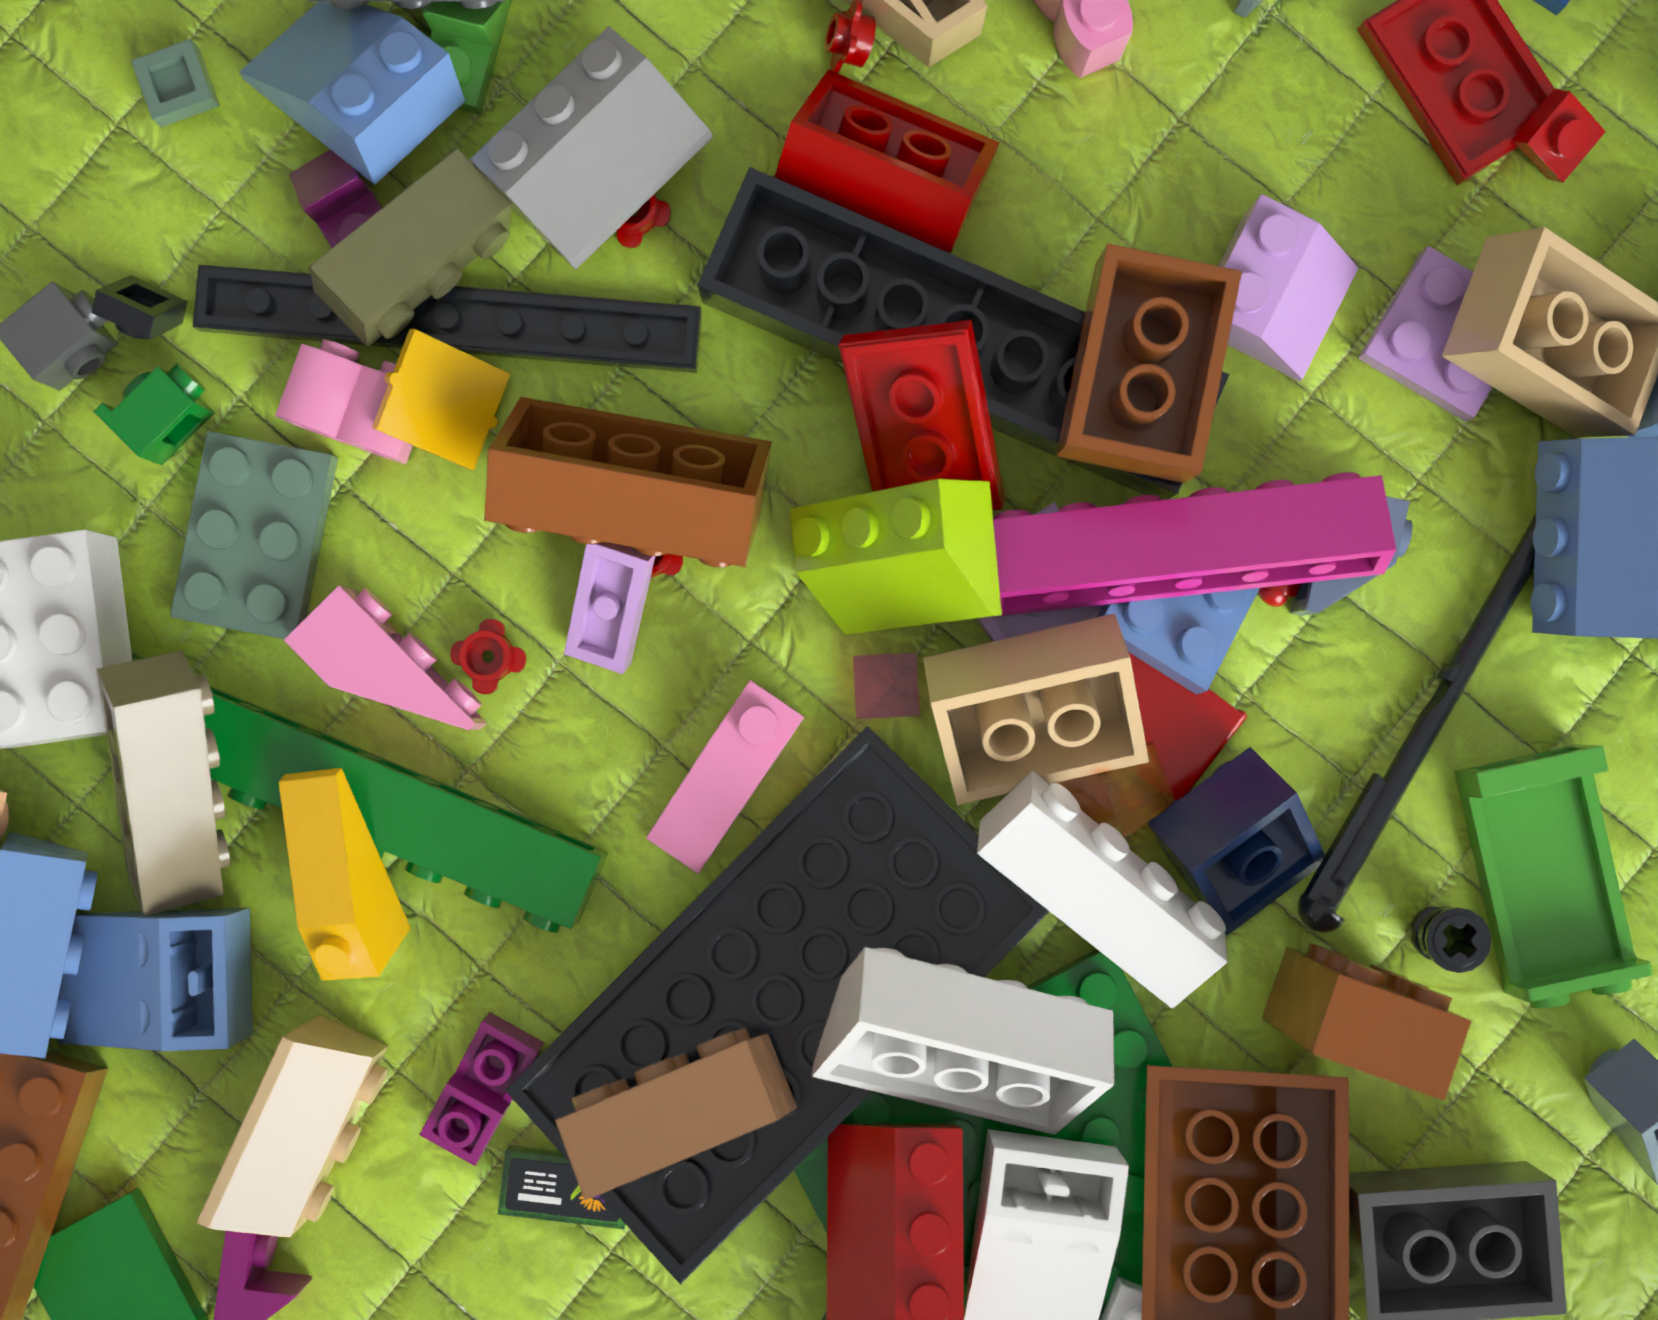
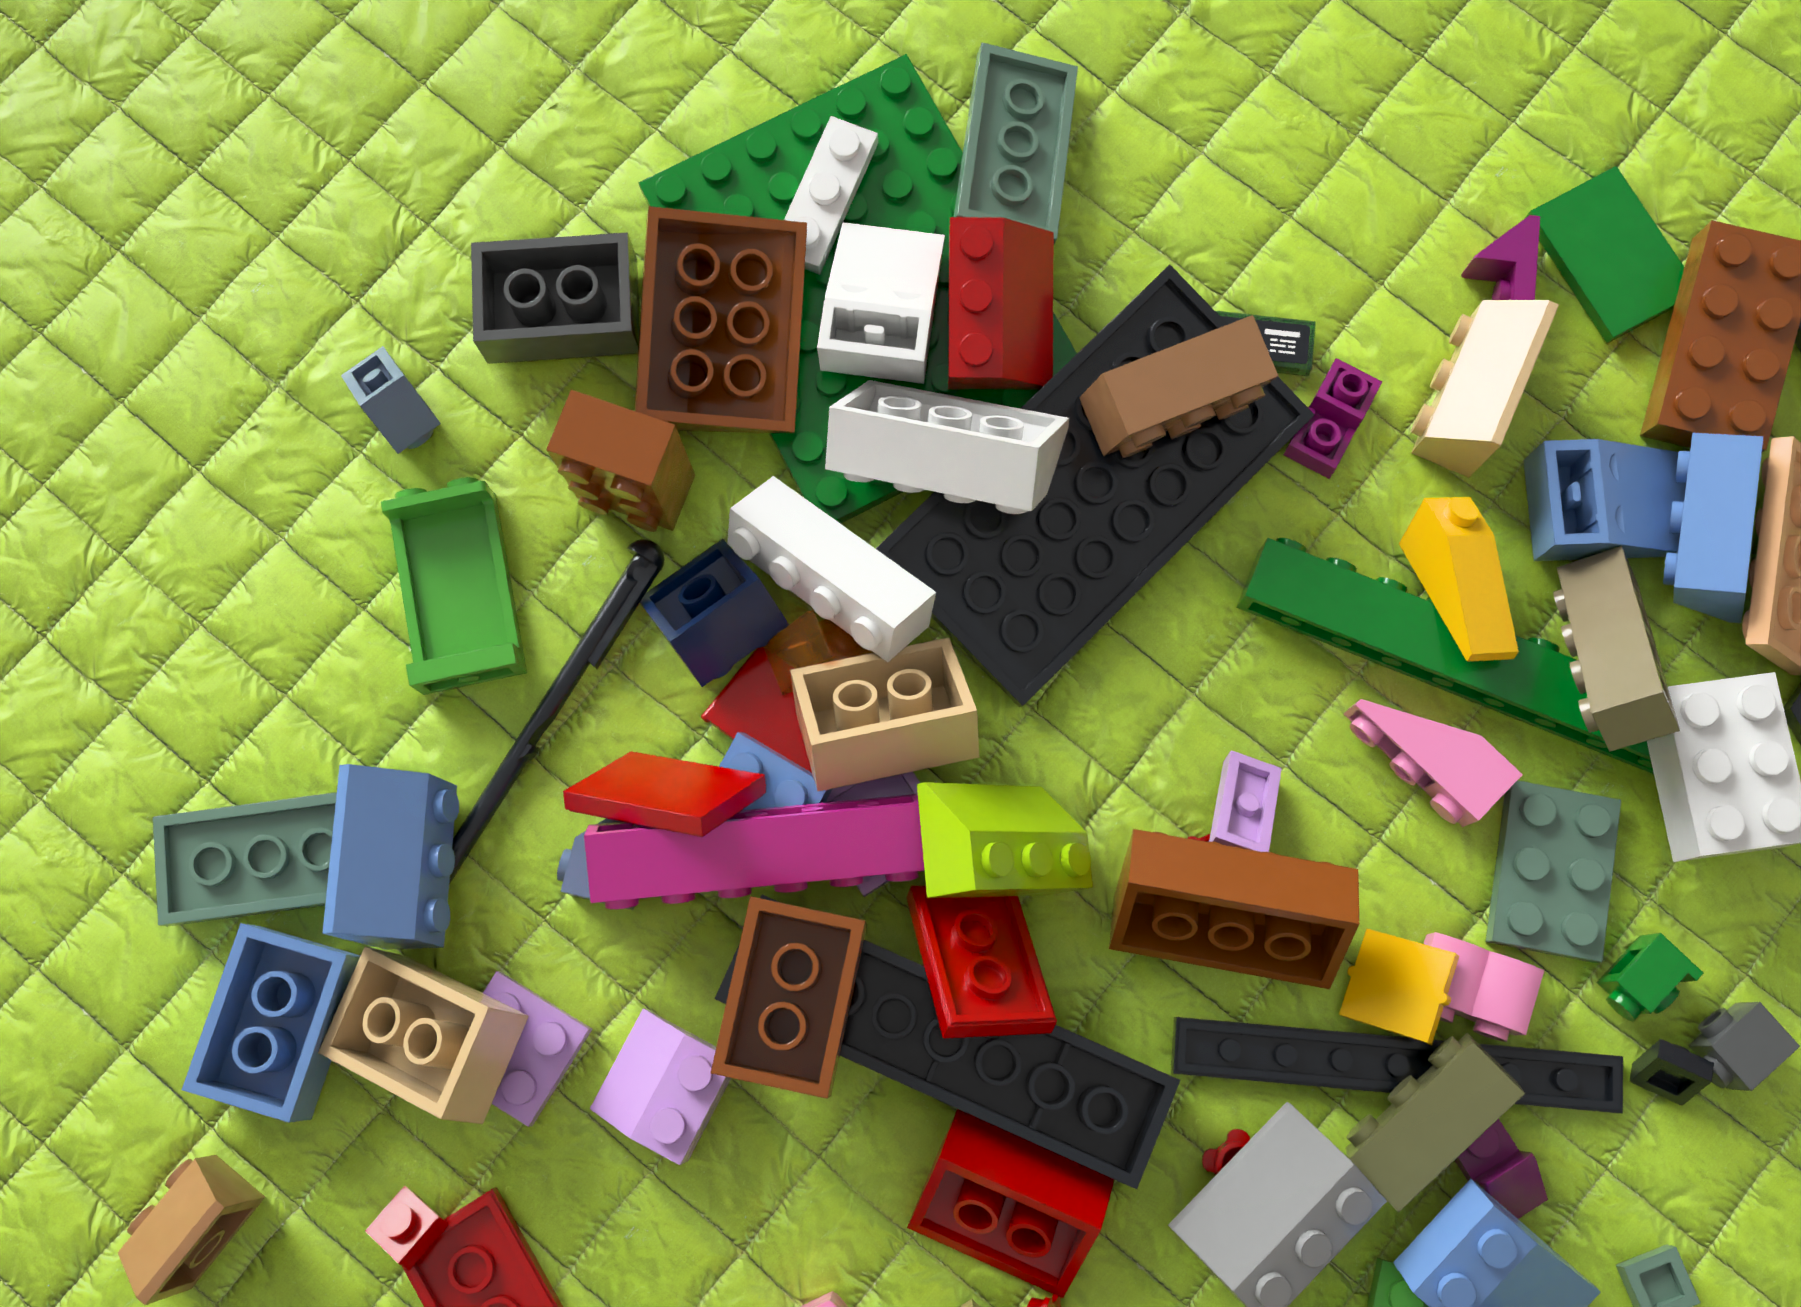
camera: 175 degrees left, 10 degrees down
(470, 656) = (1361, 767): red plate -> none
(725, 776) = (1139, 668): bright pink slope -> none
(886, 685) = (1006, 742): clear pink tile -> none
(1294, 610) = (665, 793): none -> tile
(1468, 931) = (529, 522): black bush -> none

